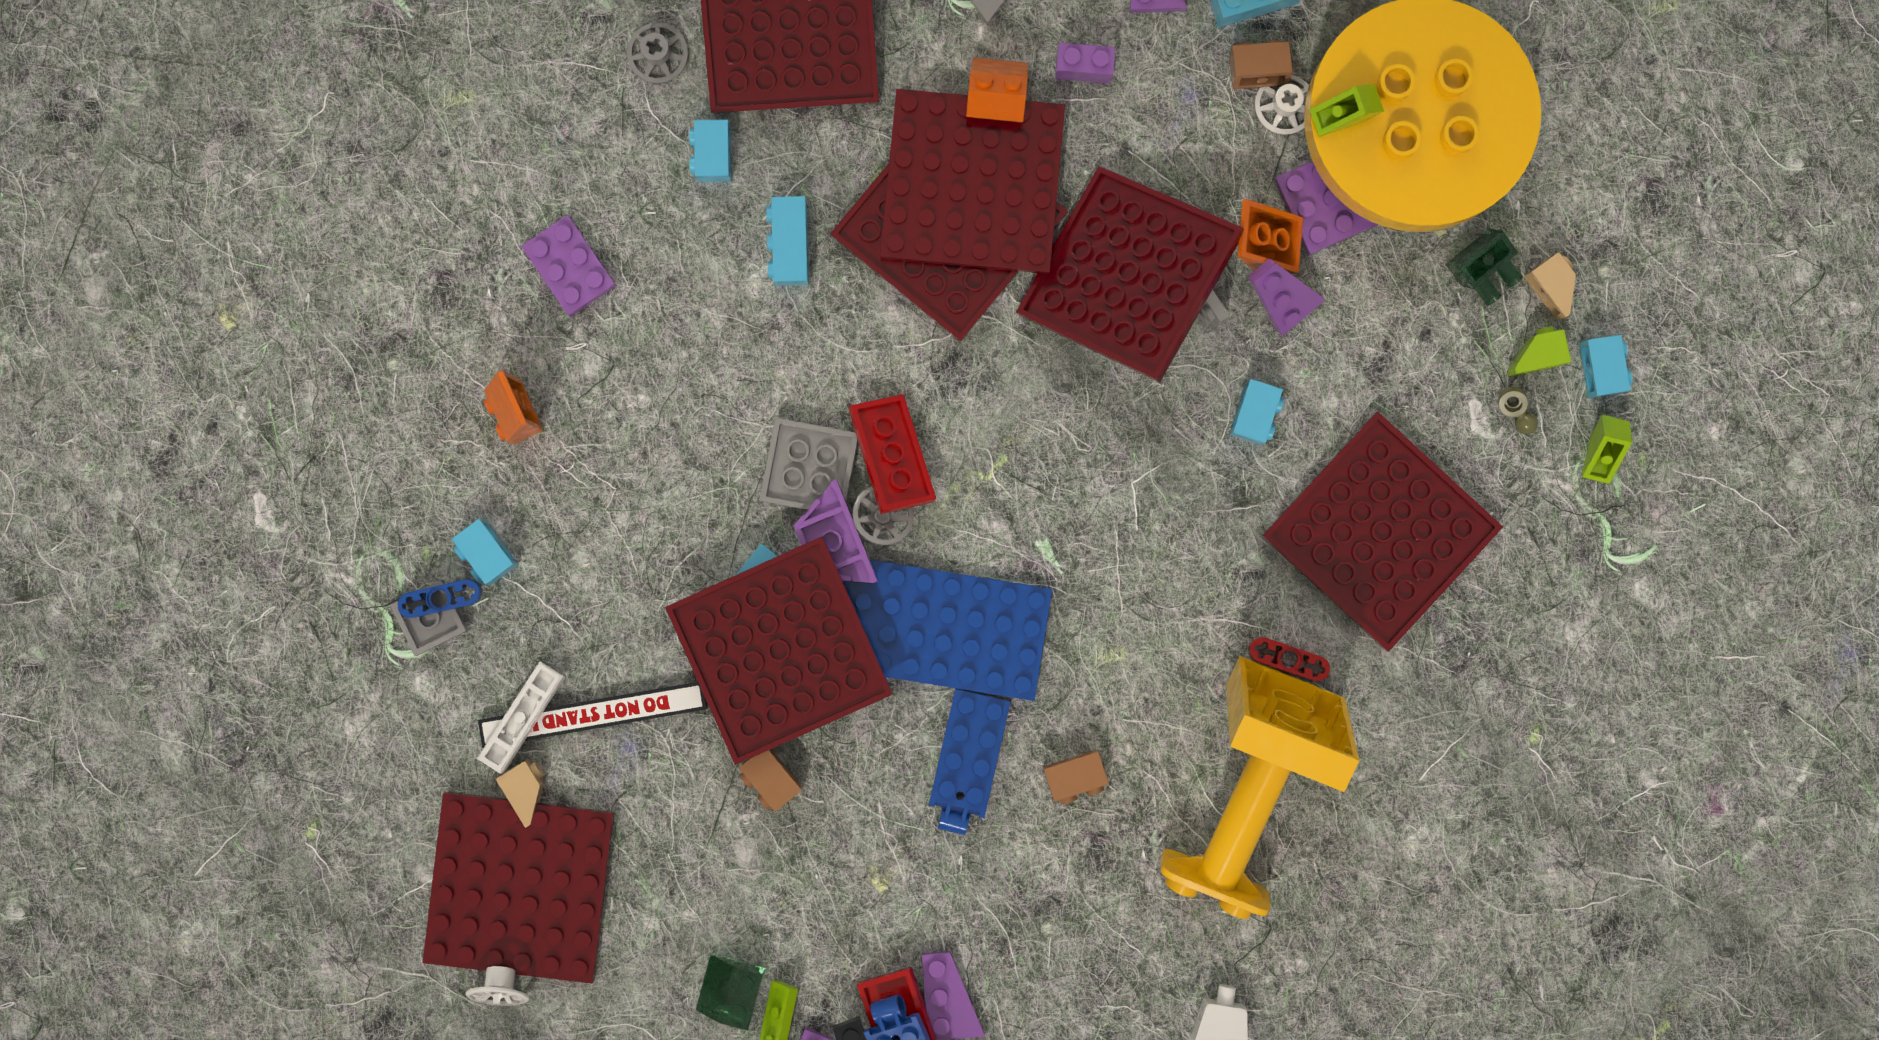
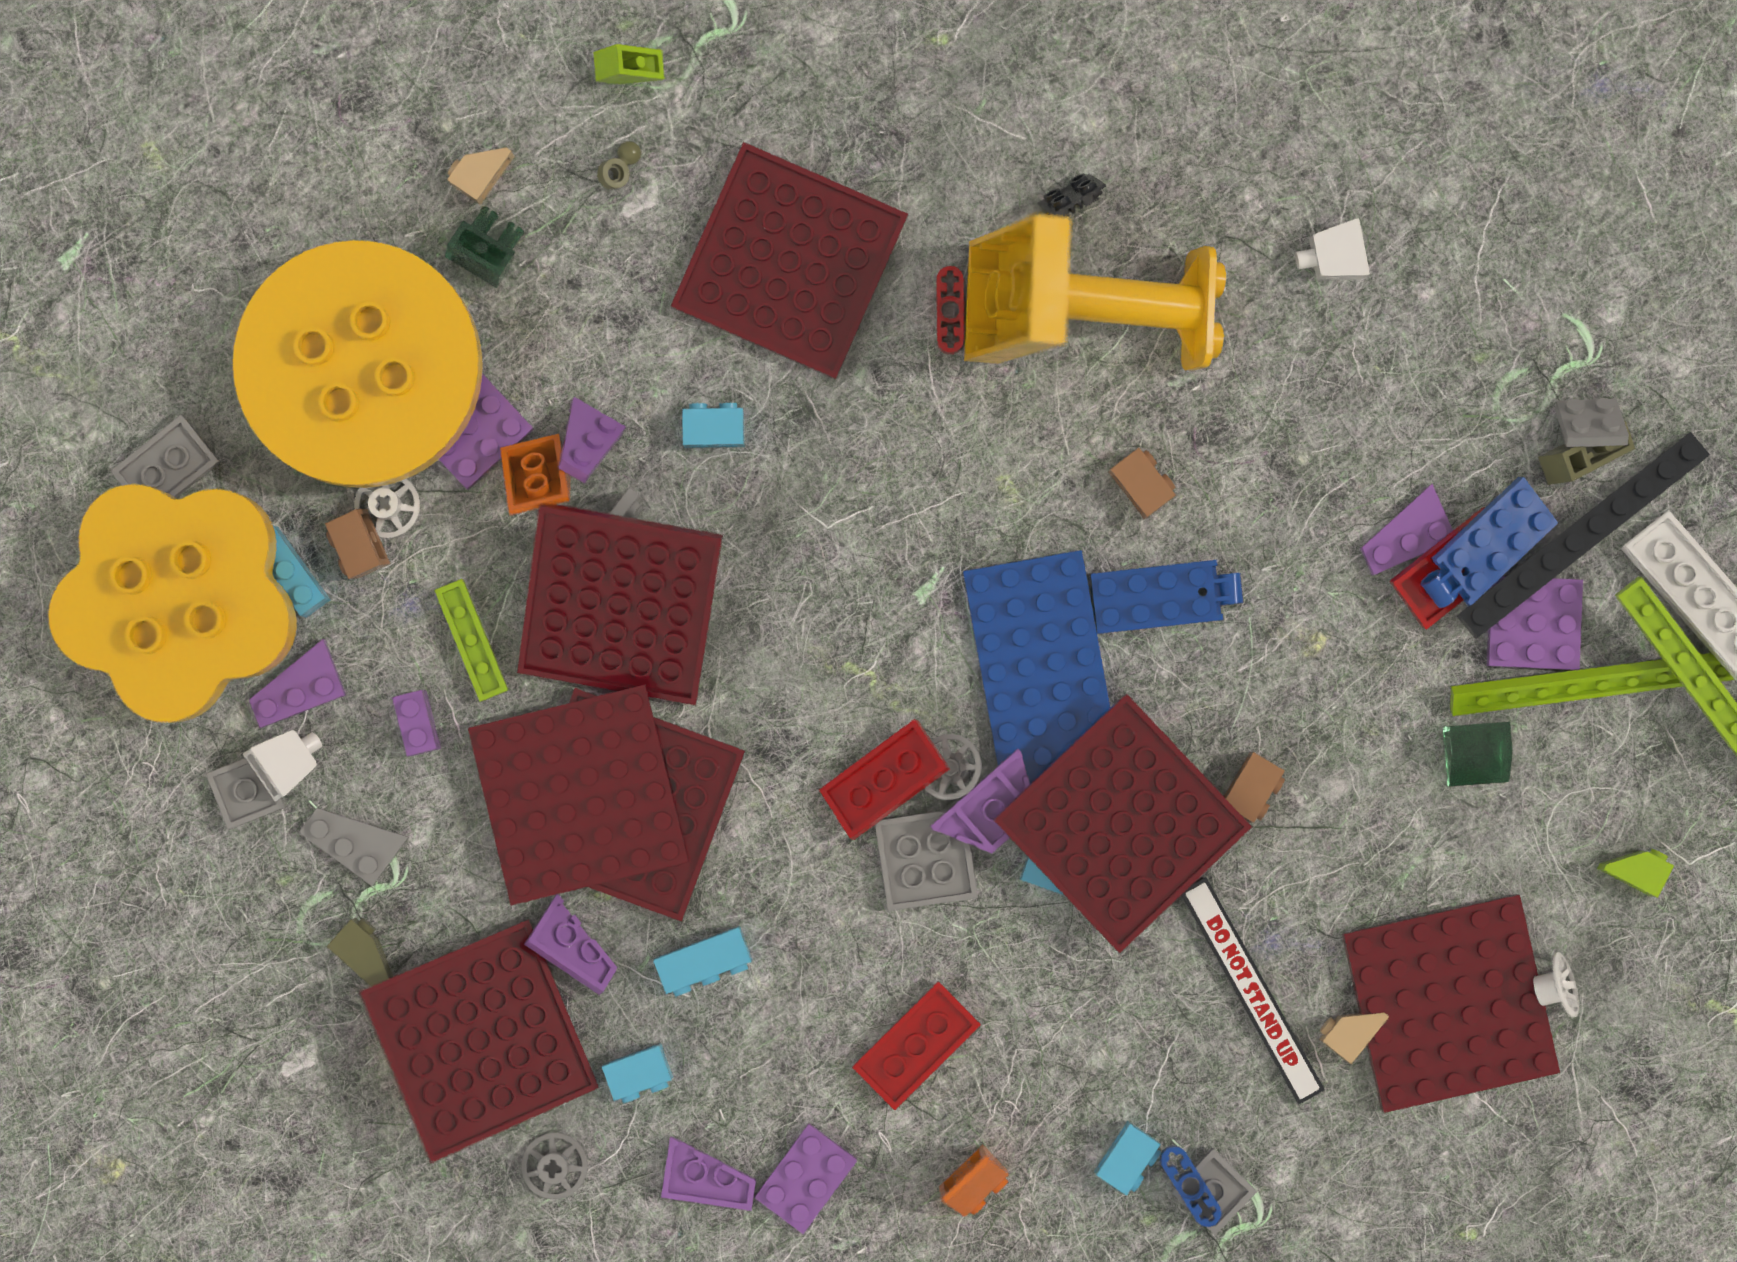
camera: 110 degrees left, 0 degrees up
(521, 717) = (1281, 1060): white plate -> none
(599, 177) = (704, 1179): none -> medium lavender wing
(649, 401) = (916, 1045): none -> red plate
(842, 128) = (568, 947): none -> medium lavender wing
(997, 89) = (476, 802): orange slope -> none
(1141, 136) = (471, 640): none -> lime plate
(1346, 109) = (383, 441): lime slope -> none
(1359, 816) = (1081, 188): none -> black hinge
(1541, 352) = (553, 162): lime slope -> none
(1605, 366) = (545, 93): medium azure brick -> none

